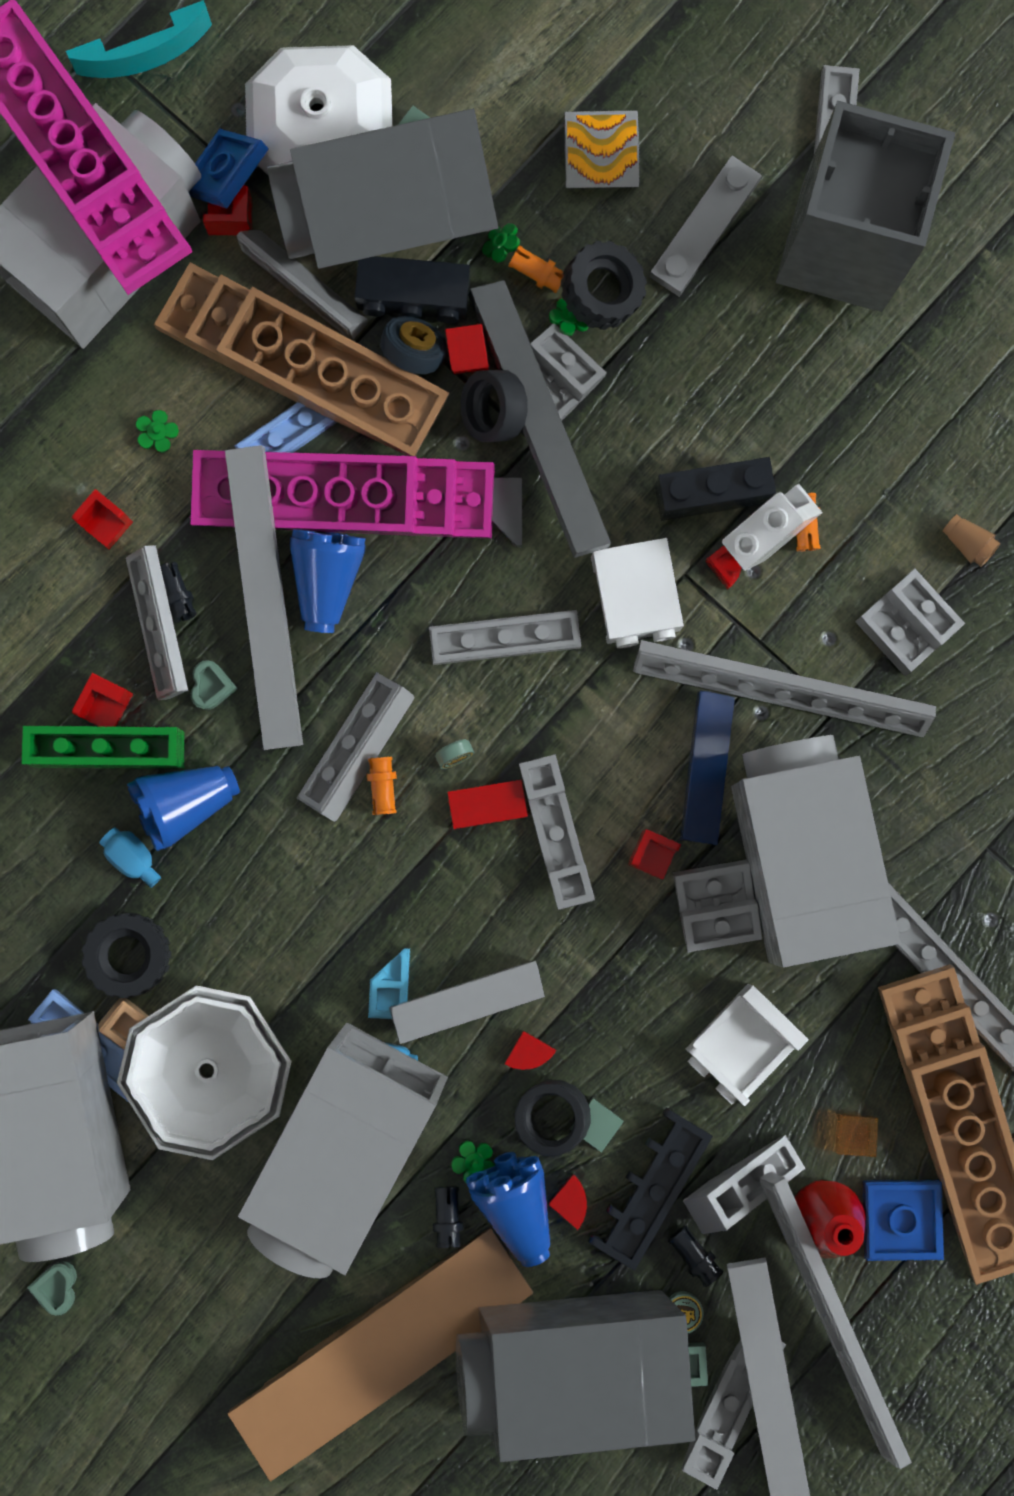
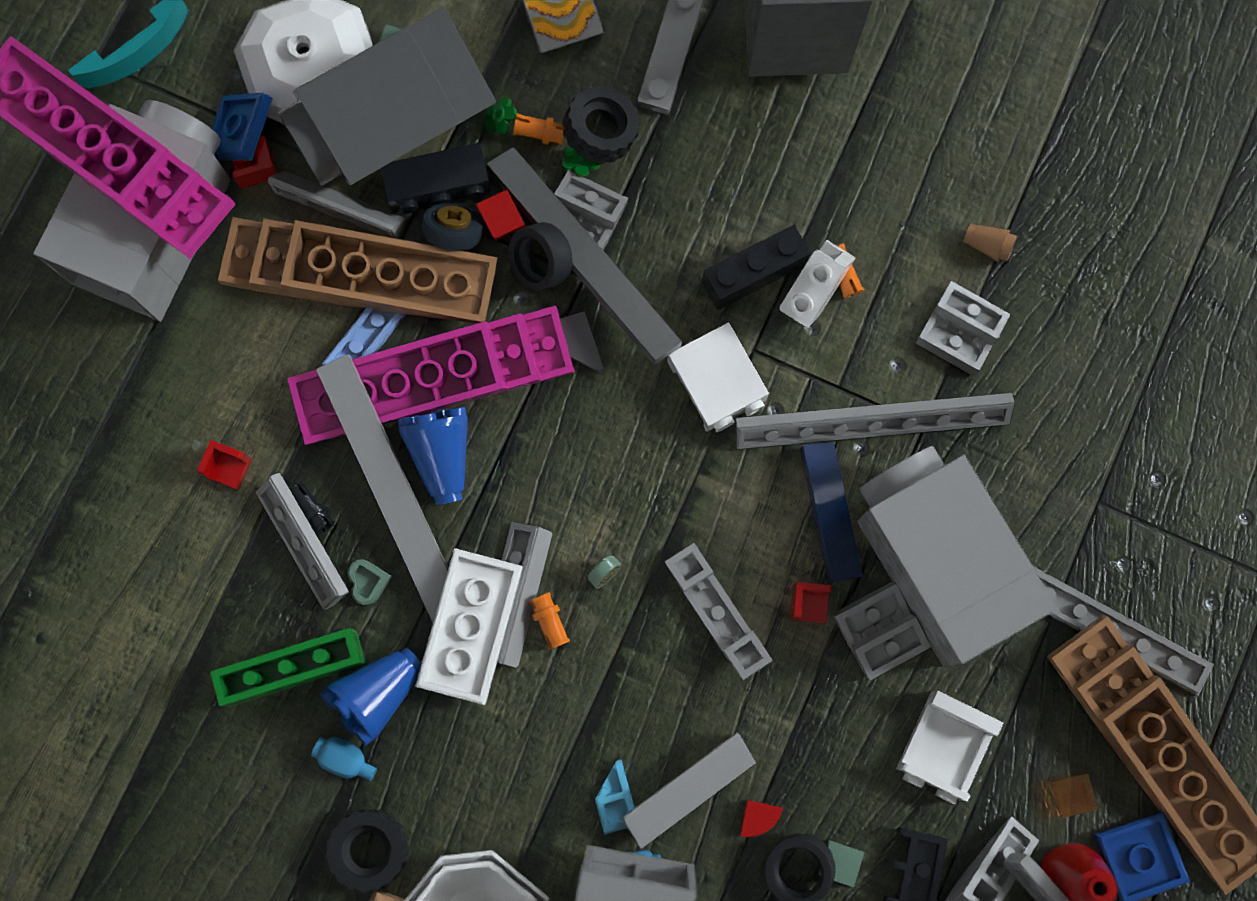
camera: 15 degrees left, 5 degrees down
(102, 702) = (274, 627): red panel -> none
(156, 431) = (248, 373): green plant -> none
(298, 765) = (469, 626): none -> white tile
(487, 804) = (648, 607): red tile -> none
(505, 637) = (615, 455): light grey tile -> none
(724, 567) = (786, 331): red tile -> none

